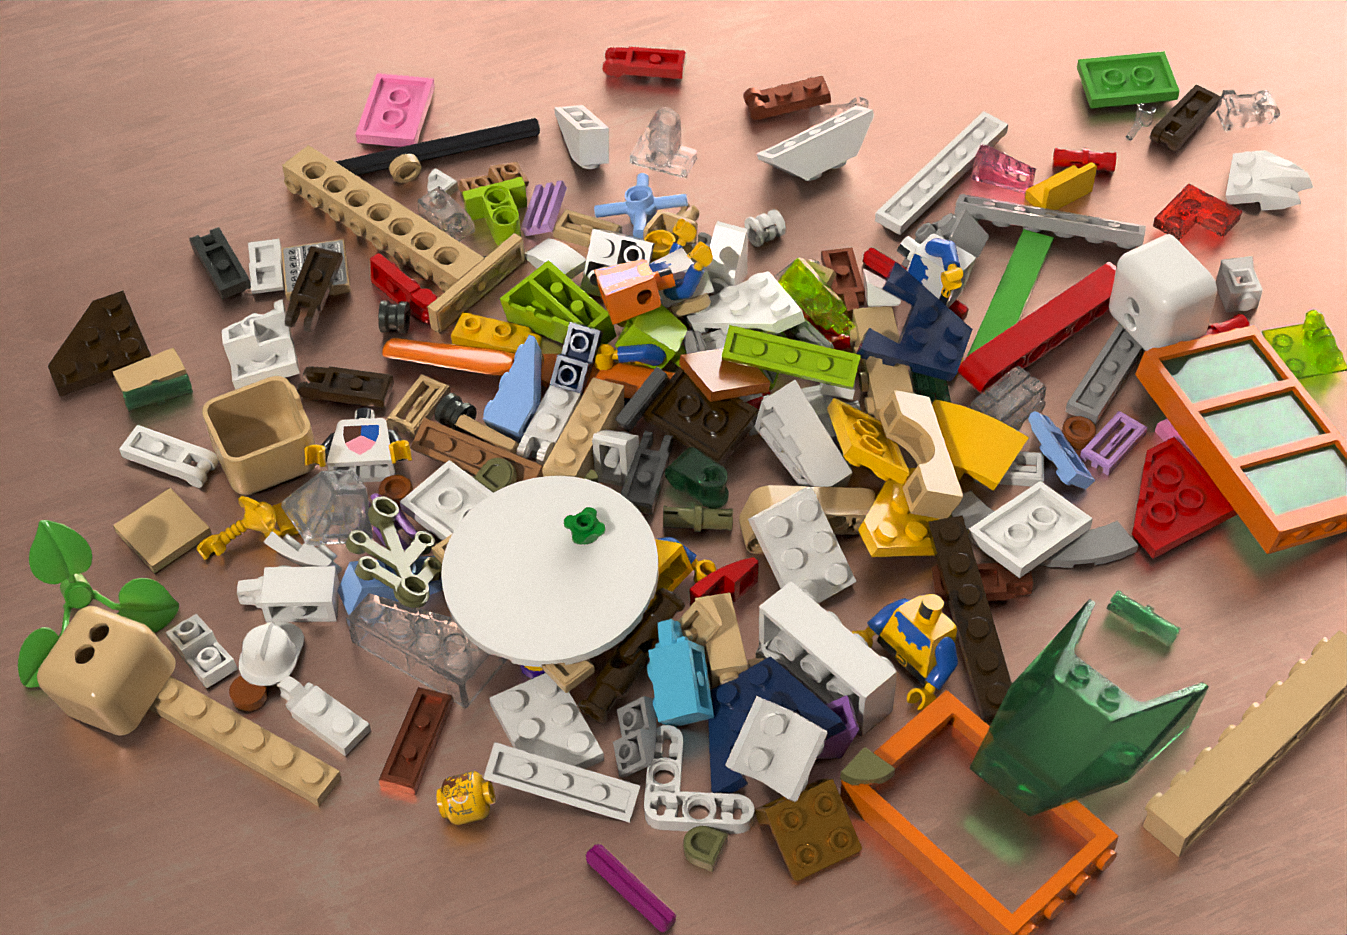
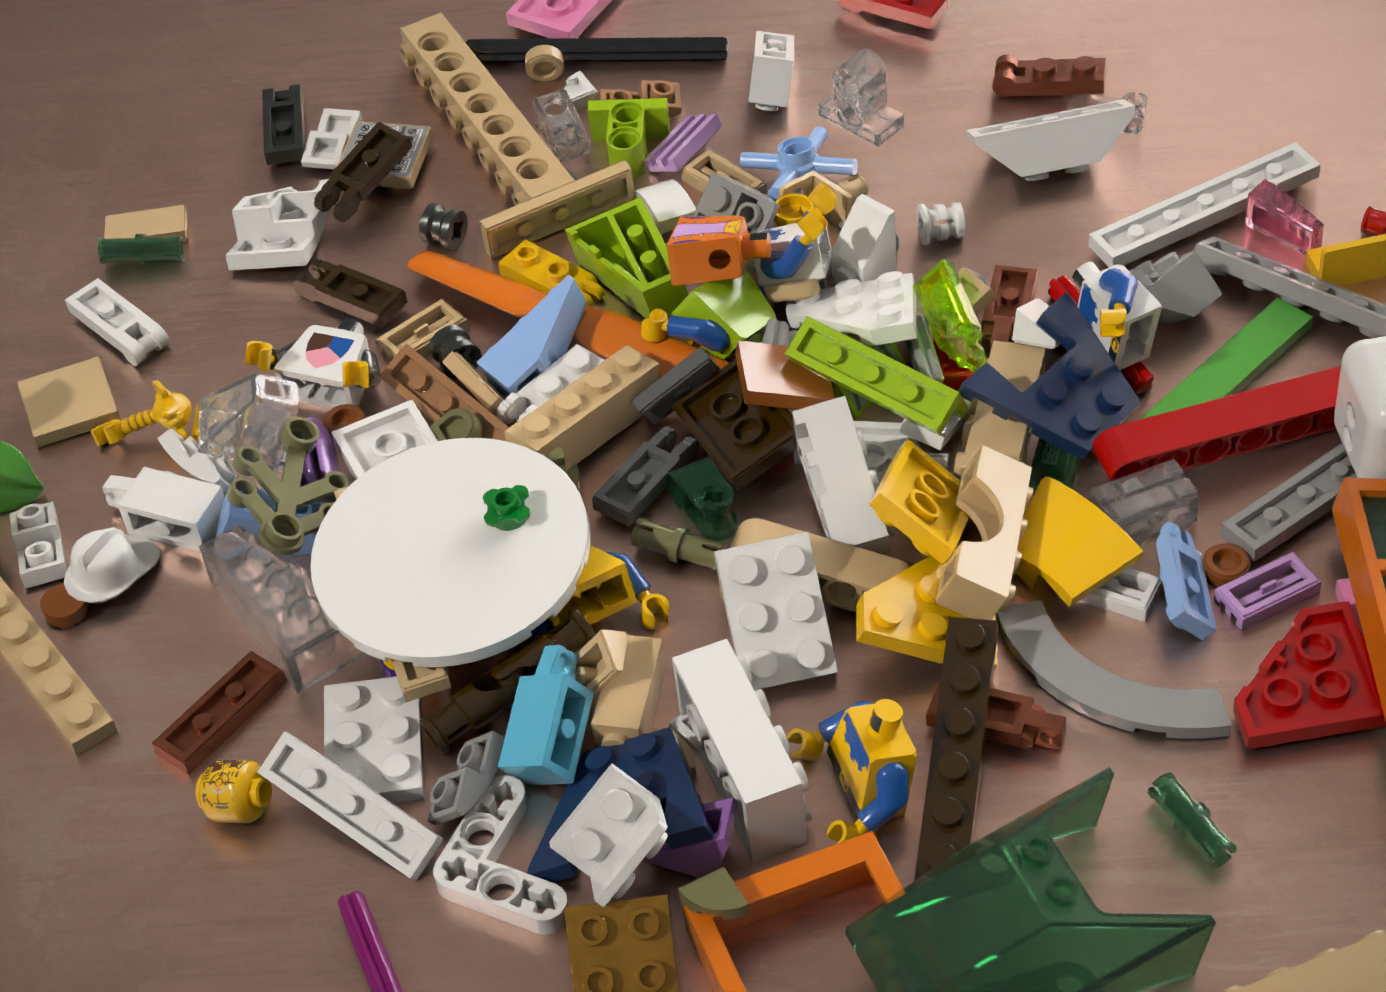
camera: 25 degrees right, 5 degrees down
(98, 345) = (113, 182): dark brown plate -> none
(259, 434) = (208, 314): tan piece -> none
(323, 715) = (132, 653): white hinge -> none
(400, 287) = (465, 193): red hinge -> none
(577, 357) = (622, 318): slope -> none
(613, 455) = (608, 439): white slope -> none
(704, 846) = (487, 935): olive tile -> none
(733, 579) = (679, 626): red slope -> none
(1029, 529) = (1086, 664): white plate -> none

